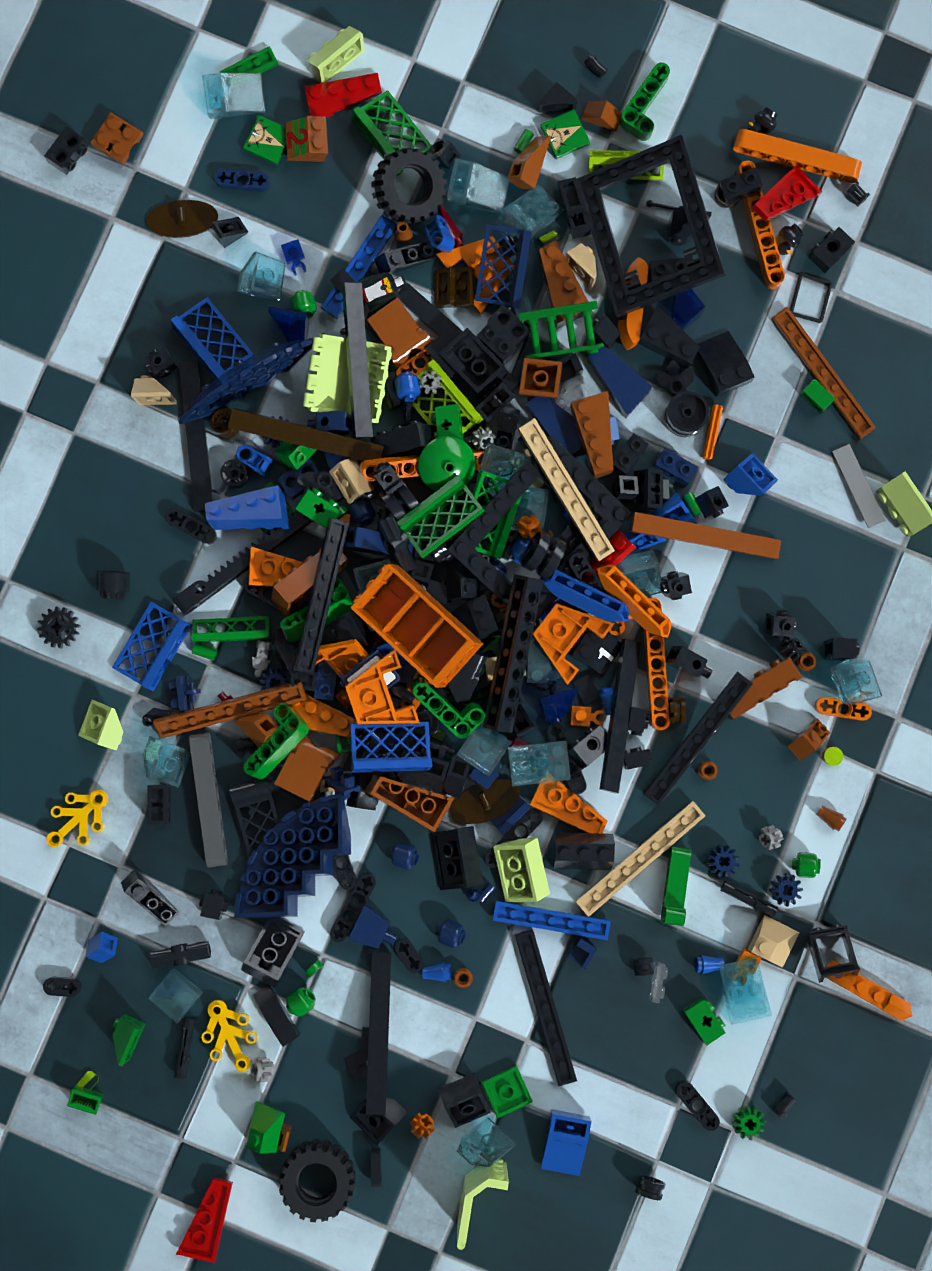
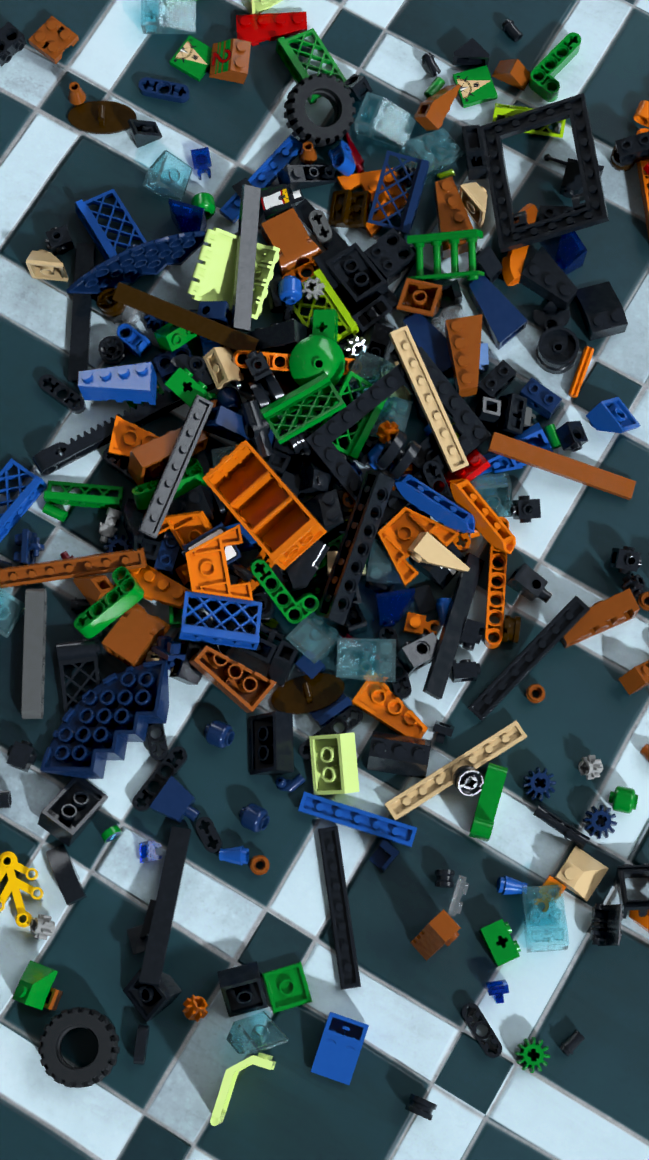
camera: 15 degrees right, 10 degrees down
(151, 198) = (76, 94): none -> dark orange cone
(300, 1001) = (92, 864): green head -> none
(352, 981) = (147, 851): none -> clear blue tile
(424, 314) = (323, 225): none -> dark grey beam
(515, 114) = (431, 65): none -> black pin
(591, 649) = (432, 552): none -> tan slope
(622, 821) = (443, 730): none -> black tile
(645, 1026) = (435, 934): none -> dark orange wedge
(654, 869) = (462, 776): none -> black wheel
(708, 1065) = (497, 989): none -> clear blue tile
(807, 990) = (610, 925): none -> black hinge

